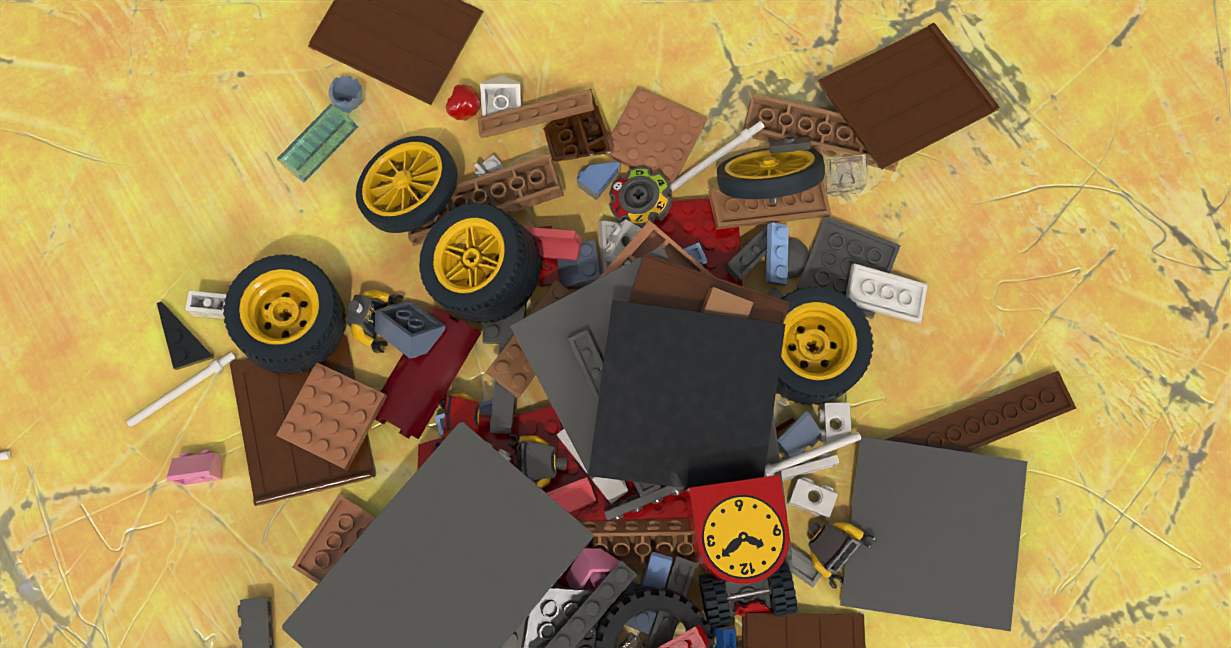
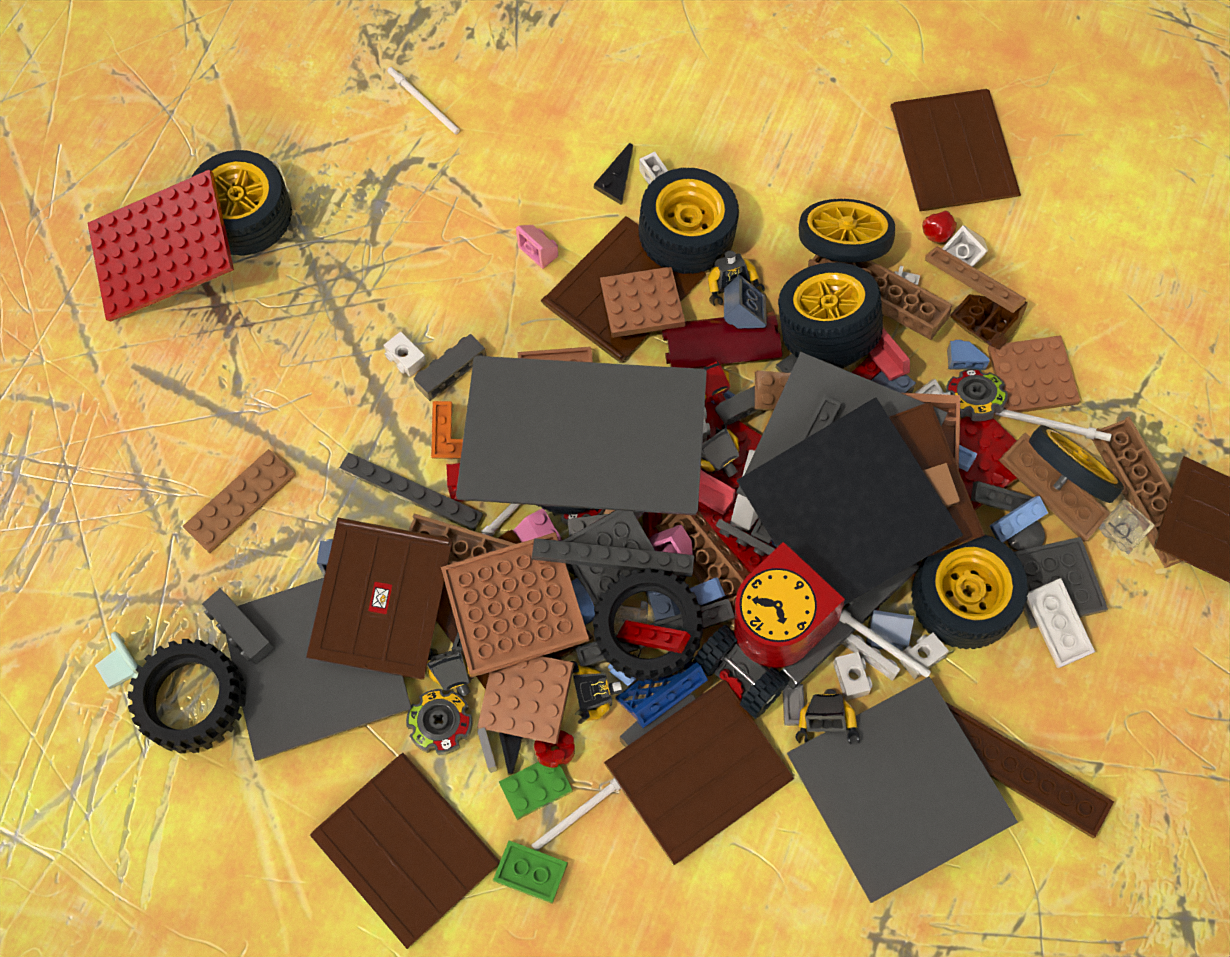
camera: 55 degrees right, 10 degrees down
(215, 367) = (616, 209): white bar -> none
(317, 142) = (827, 158): clear light blue brick -> none
(345, 93) = (877, 149): sand blue hair -> none
(790, 144) = (1113, 468): dark grey plate -> none

